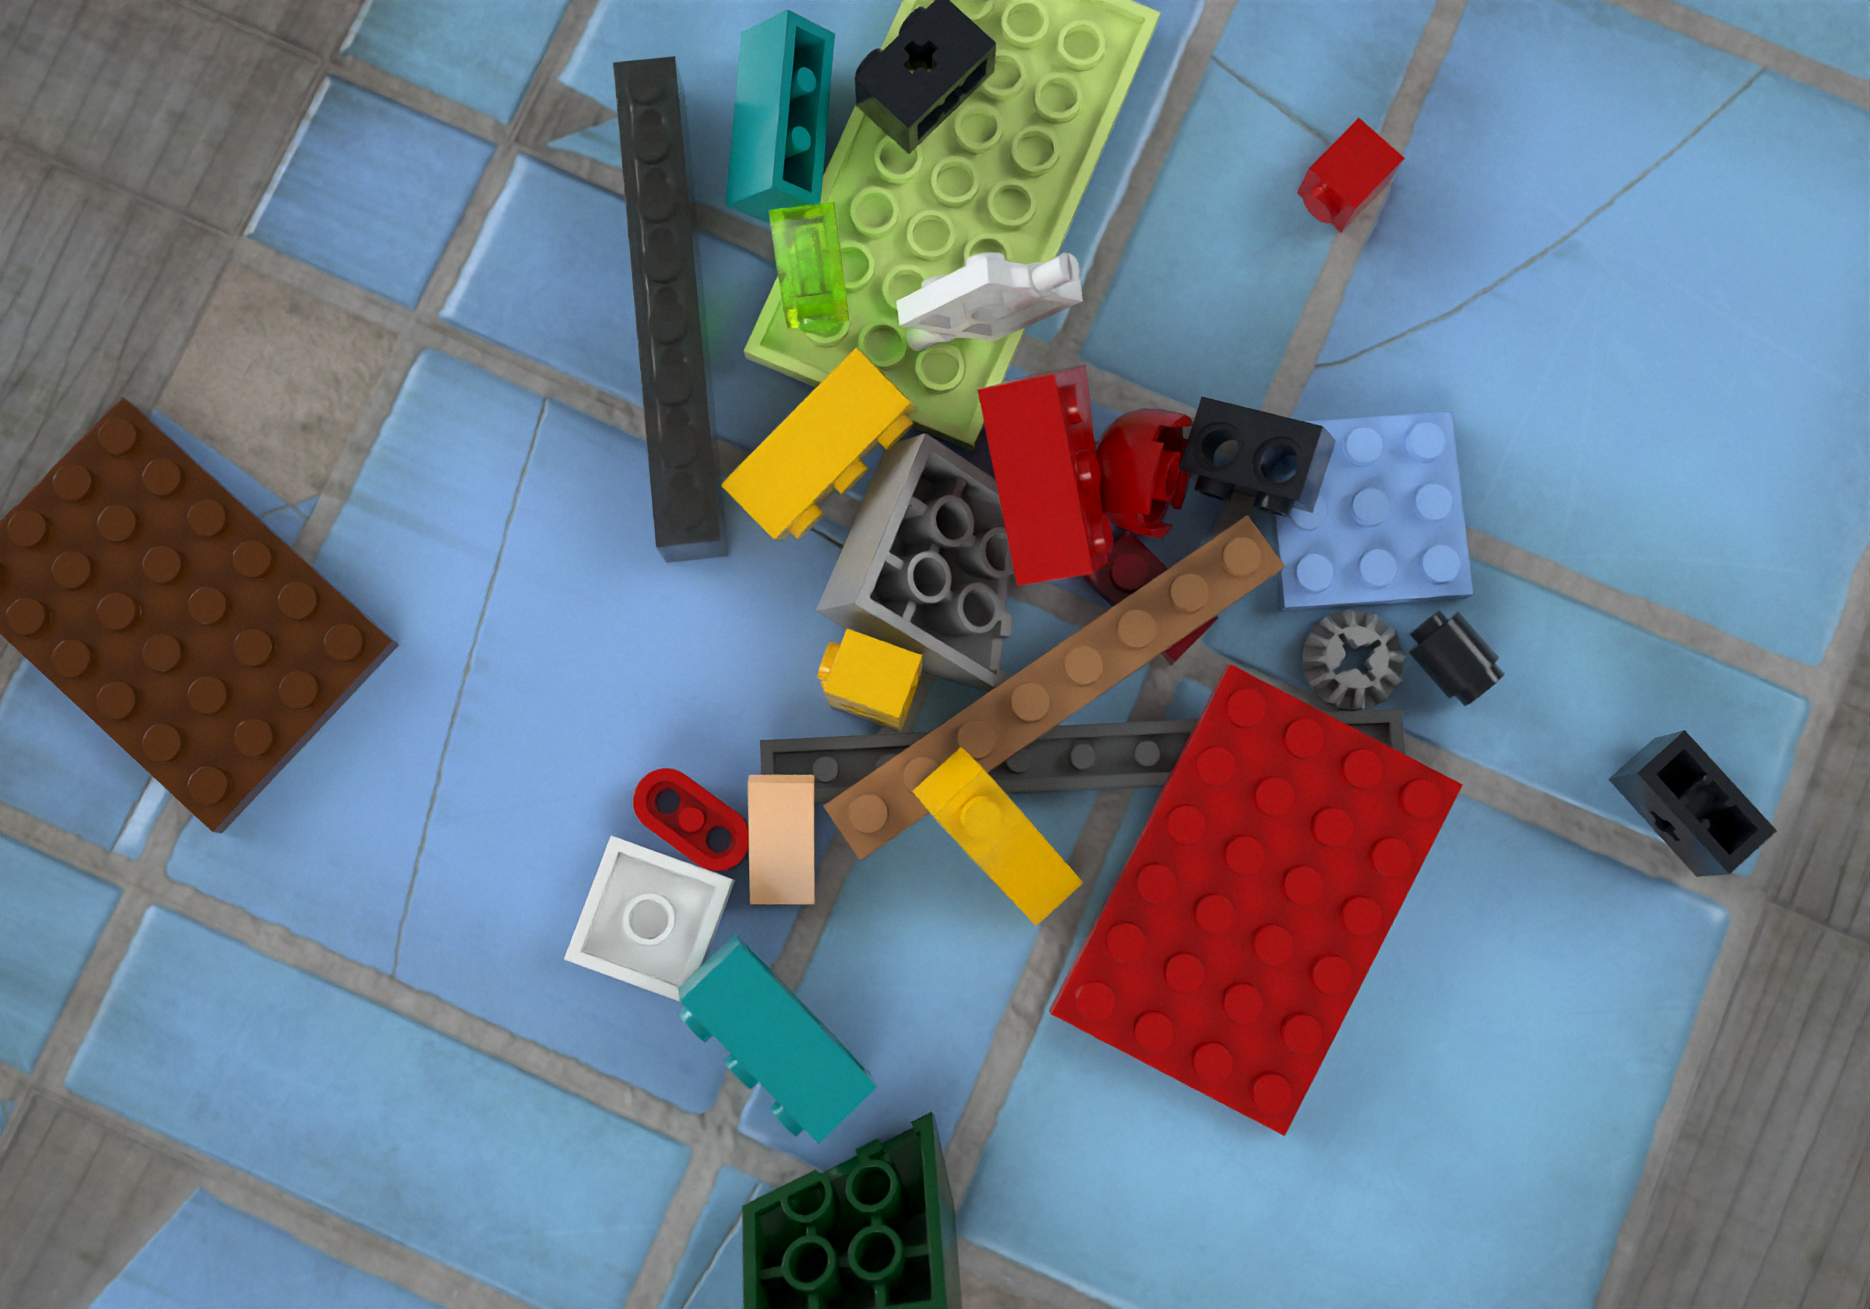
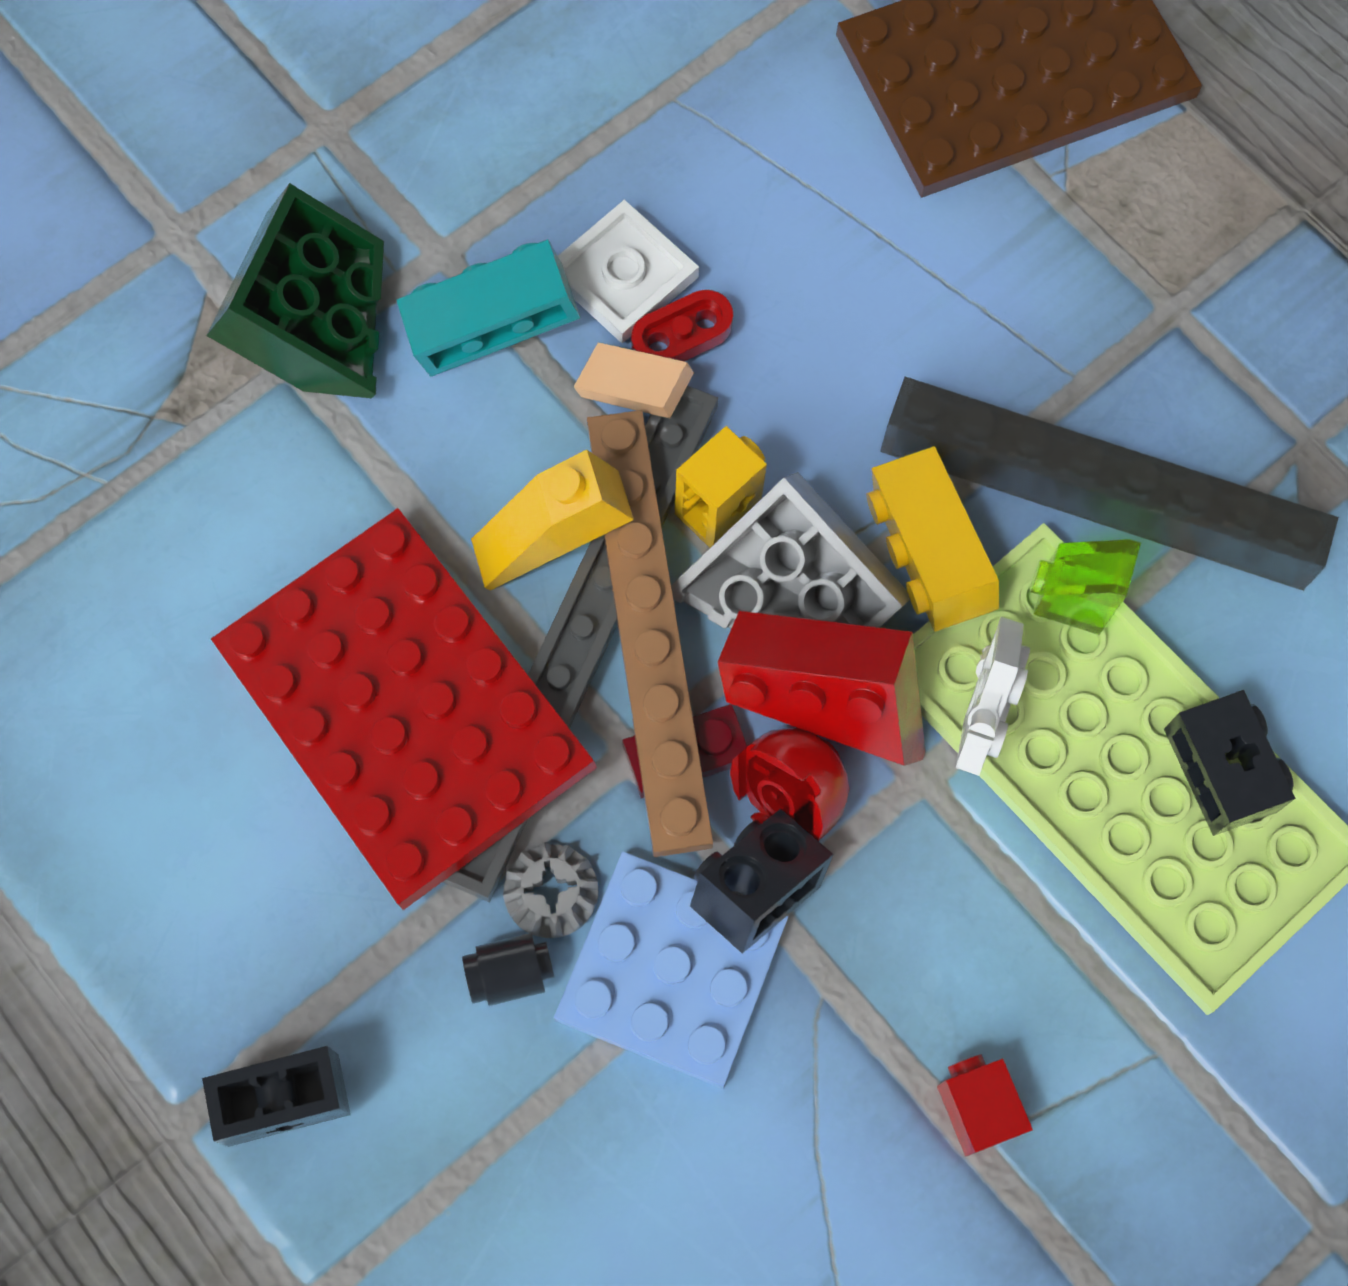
camera: 115 degrees right, 10 degrees down
(780, 115) = (1239, 636): teal brick -> none

